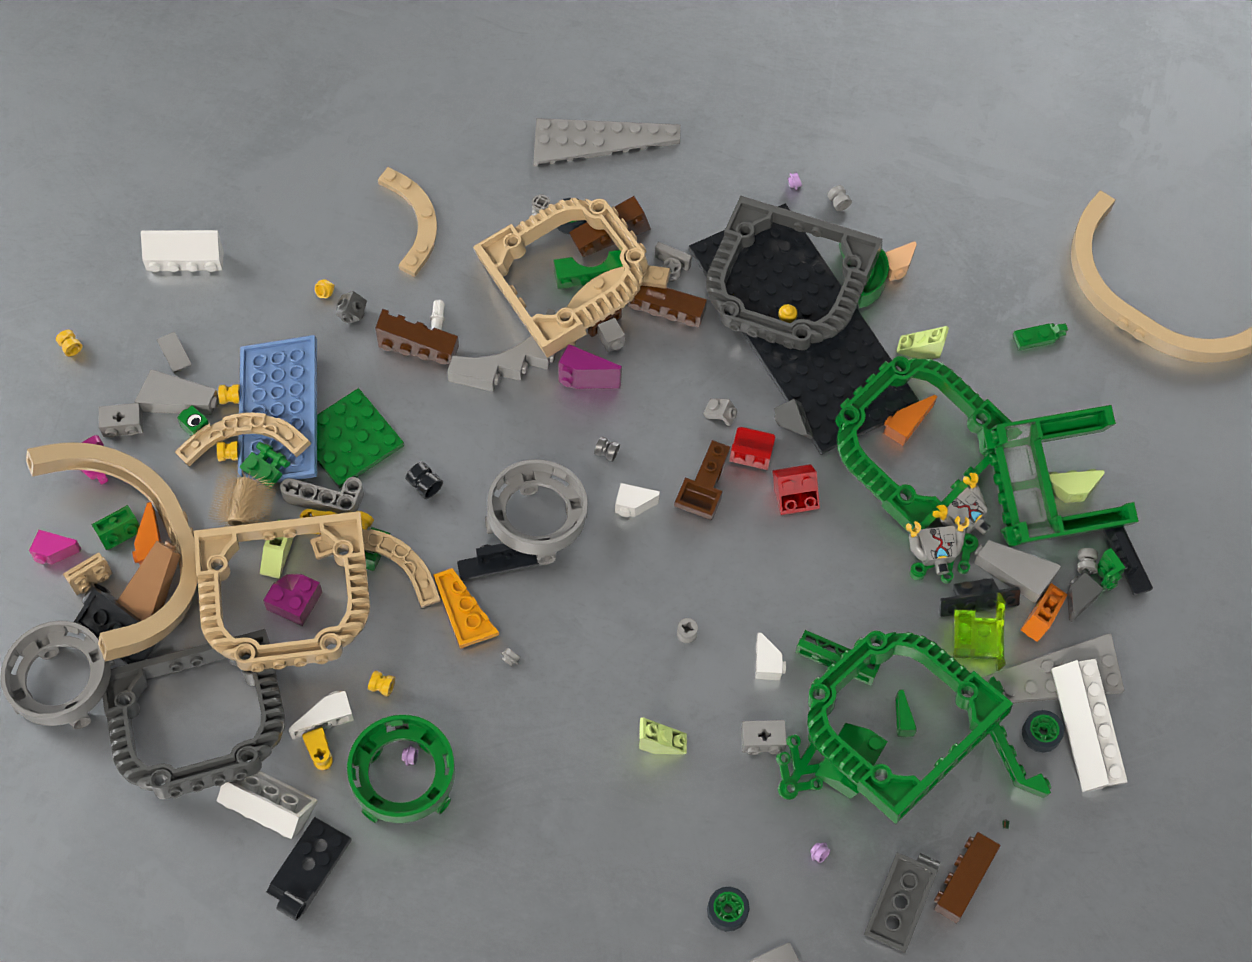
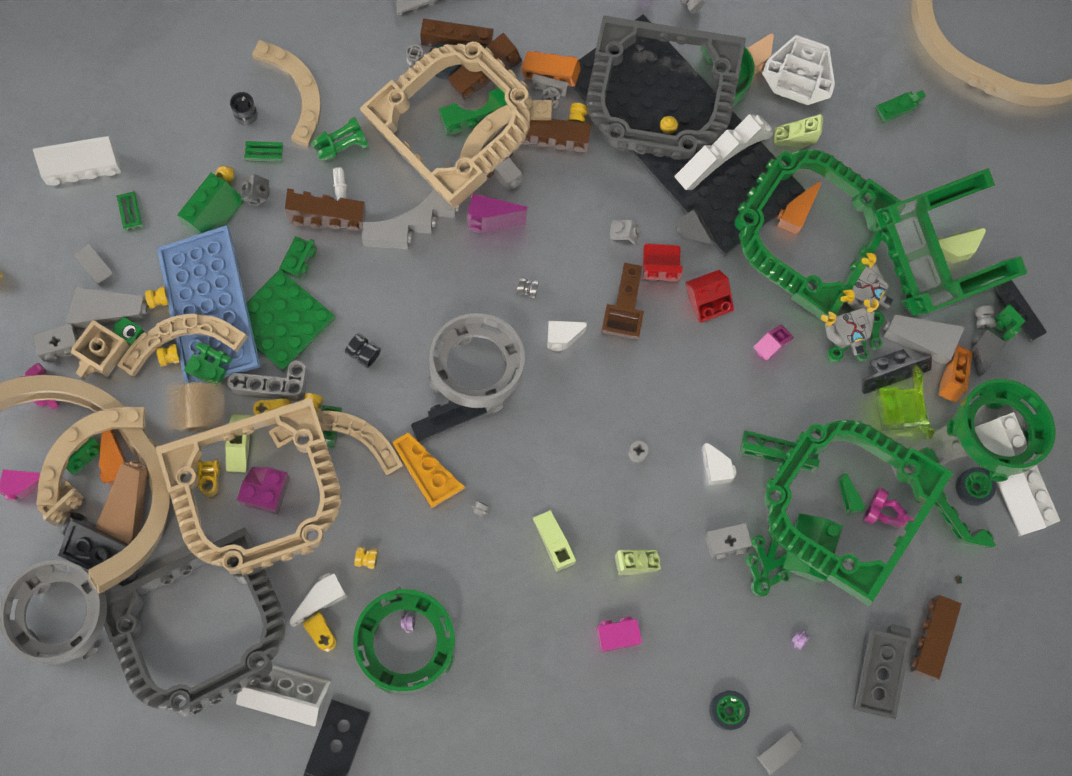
camera: 15 degrees left, 10 degrees up
(117, 510) = (73, 438): none -> tan plate
(159, 433) = (102, 360): none -> tan hinge
(222, 321) = (132, 224): none -> green tile
(240, 572) = (209, 473): none -> yellow piece
(303, 314) = (210, 205): none -> green slope
(357, 228) = (243, 108): none -> black wheel
(368, 270) = (262, 147): none -> green tile
(380, 379) = (298, 257): none -> green bracket
(431, 274) = (329, 149): none -> green piece
(569, 186) = (438, 32): none -> reddish brown brick
(579, 703) = (554, 541): none -> yellowish green slope
(626, 809) = (618, 635): none -> dark pink brick
(679, 237) = (551, 66): none -> orange brick
(696, 287) = (578, 112): none -> yellow wheel
(845, 339) = (731, 142): none -> white arch
(853, 546) = (773, 342): none -> slope
(935, 727) = (880, 500): none -> dark pink piece
(938, 284) = (801, 71): none -> white wedge
(1082, 637) = (996, 394): none -> green piece

